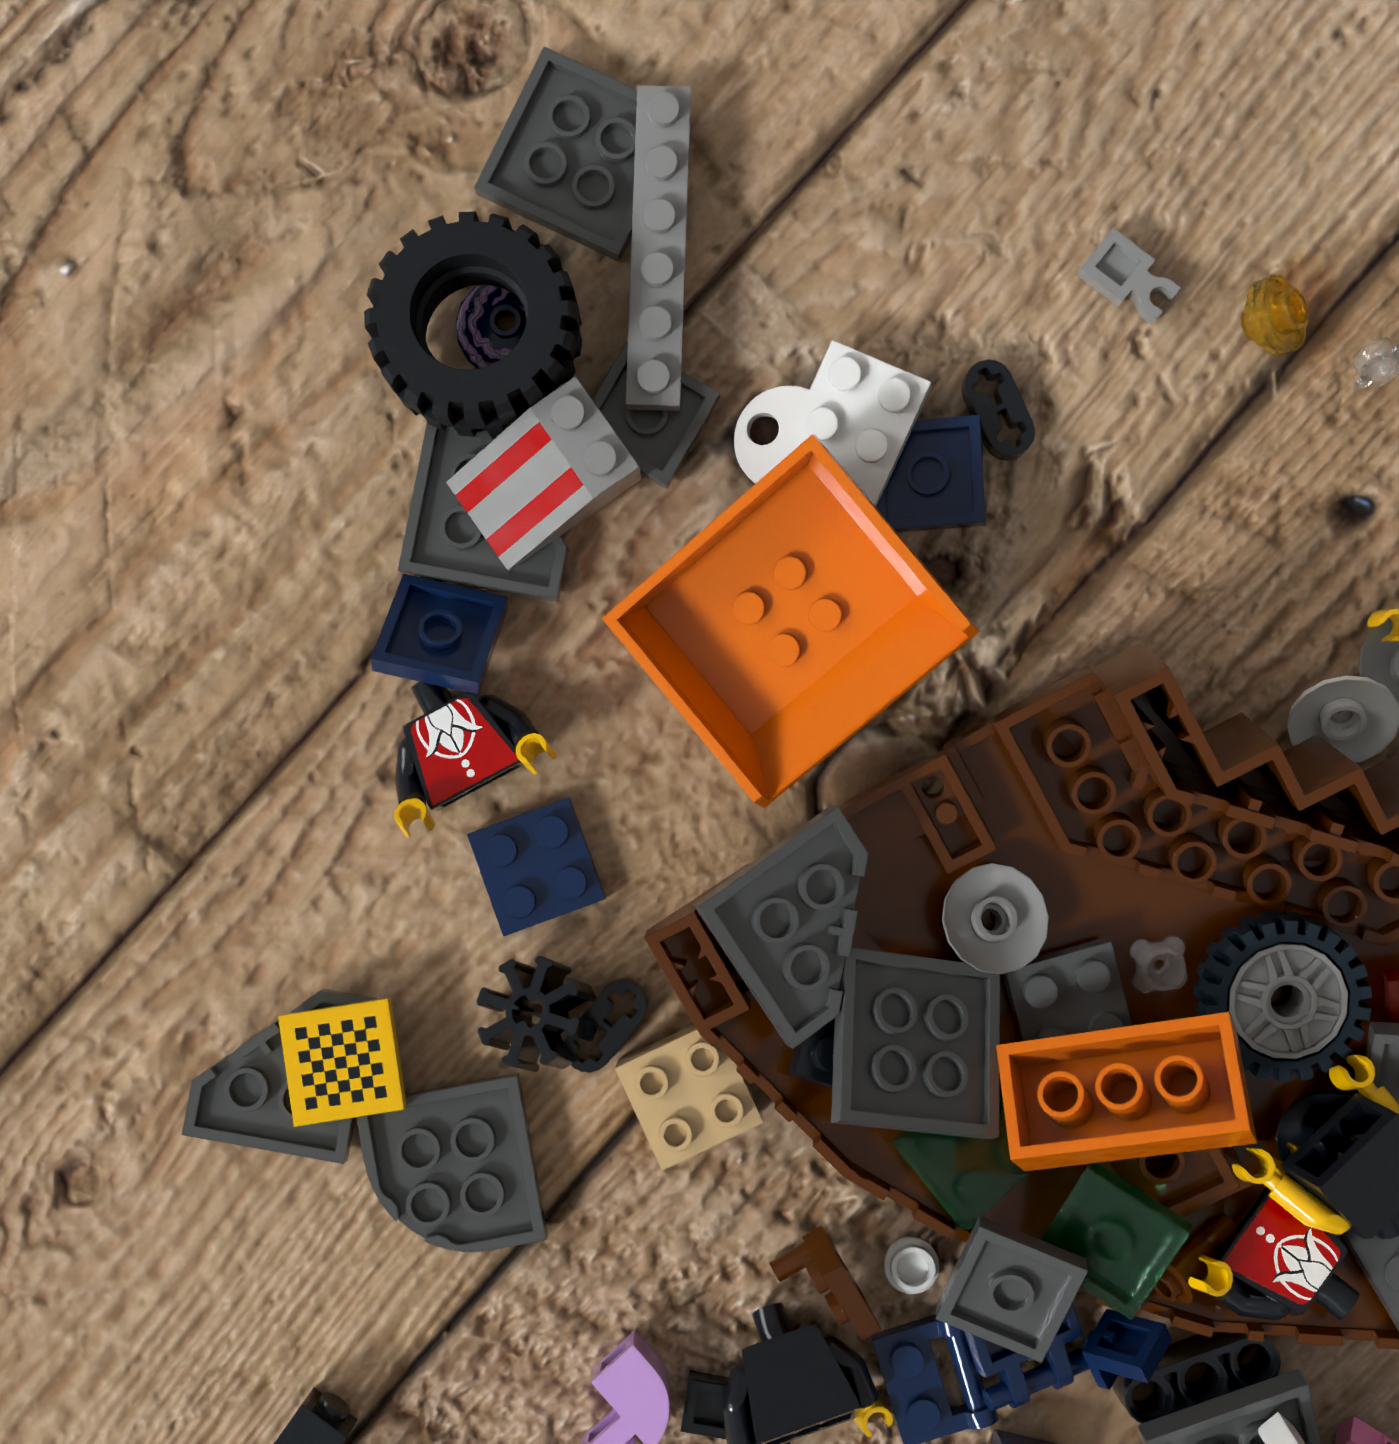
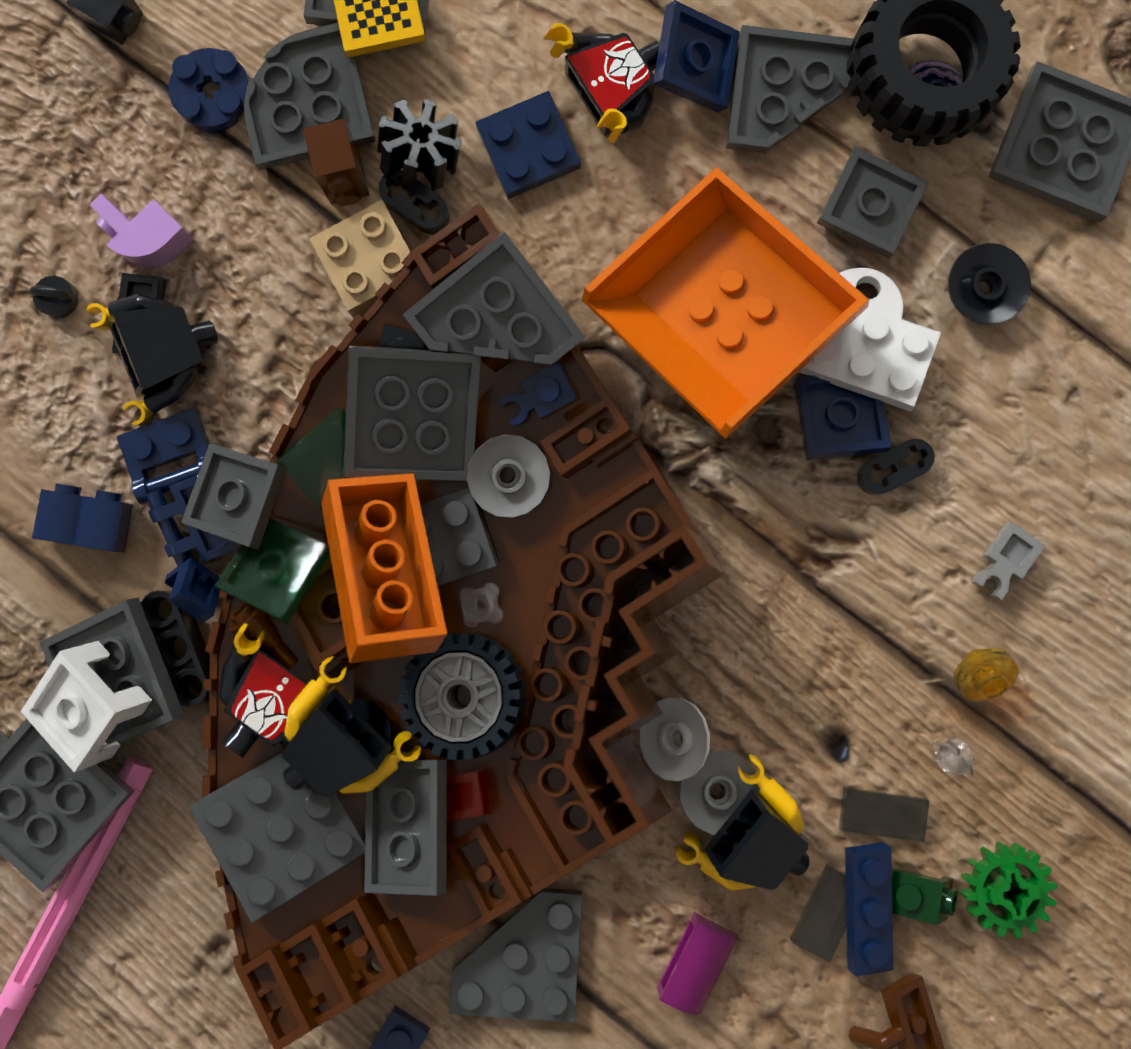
camera: 85 degrees right, 0 degrees up
(409, 1322) = (193, 73): none -> dark blue plate
(544, 474) = (823, 123): light grey slope -> none
(559, 1127) = (336, 162): none -> reddish brown brick
(658, 248) = (1002, 198): light grey plate -> none
(773, 248) = (1003, 273): none -> black dish
(829, 1272) = (241, 367): reddish brown plate -> none
(890, 866) = (545, 392): none -> dark blue plate
(911, 1265) = (249, 435): white plate -> none

